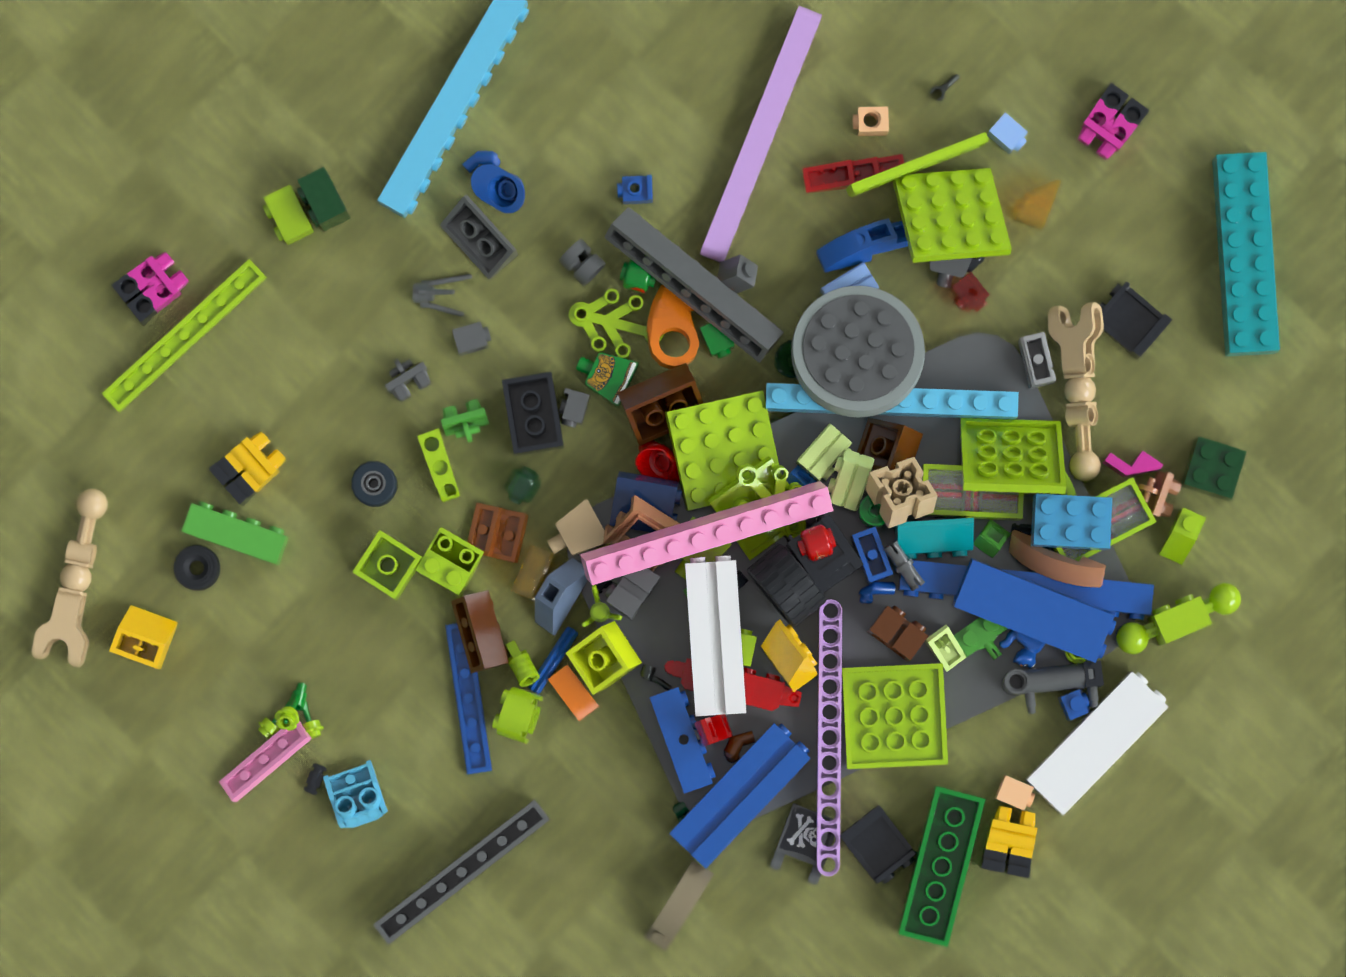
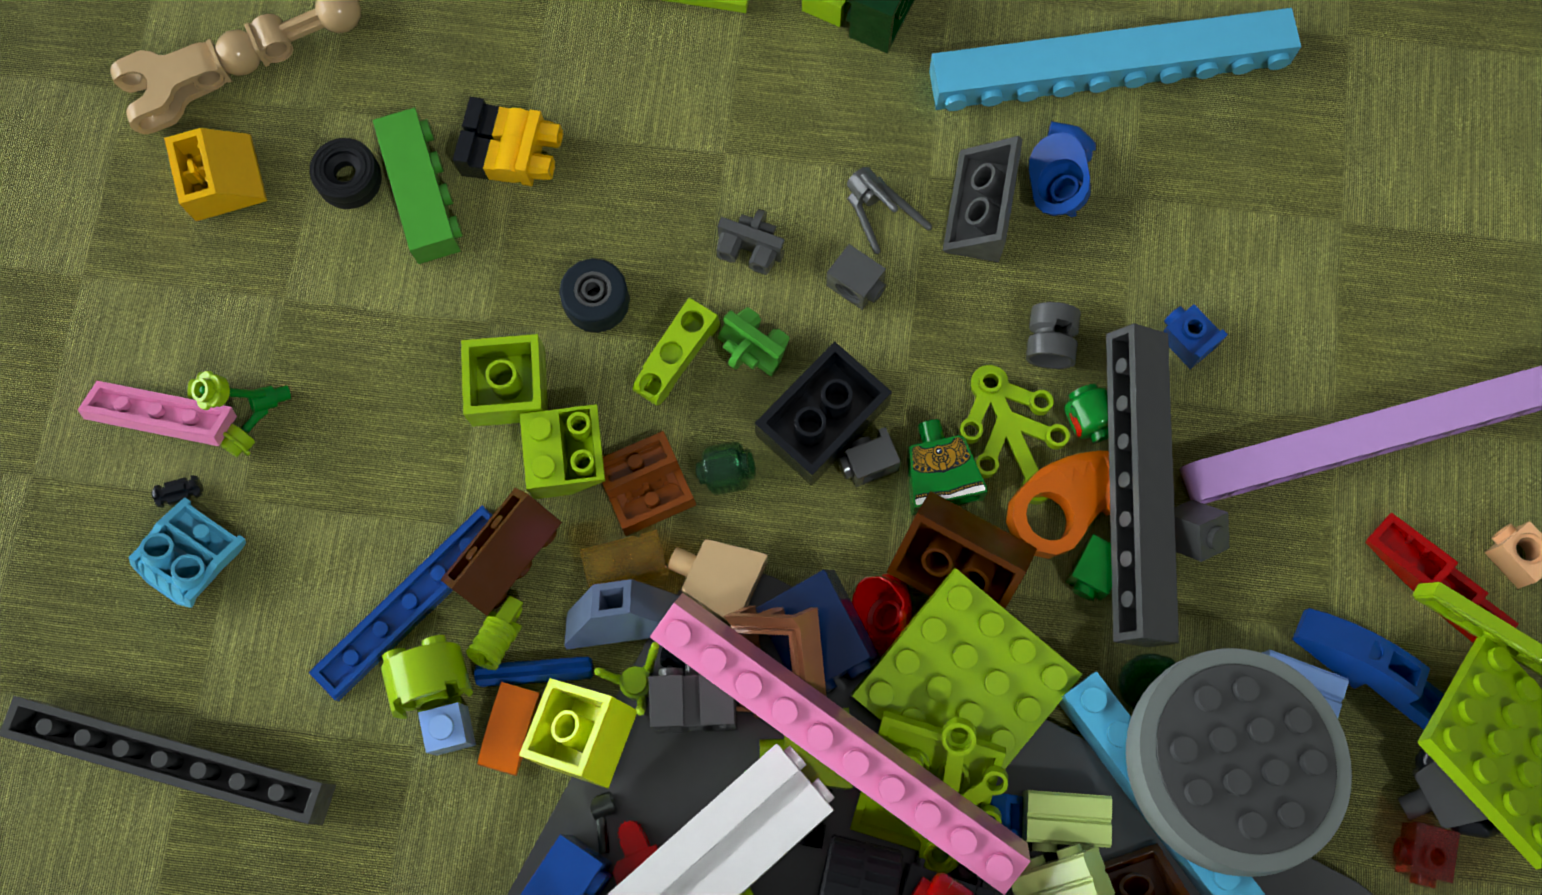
camera: 55 degrees right, 10 degrees down
(550, 723) = (446, 729): none -> light blue brick

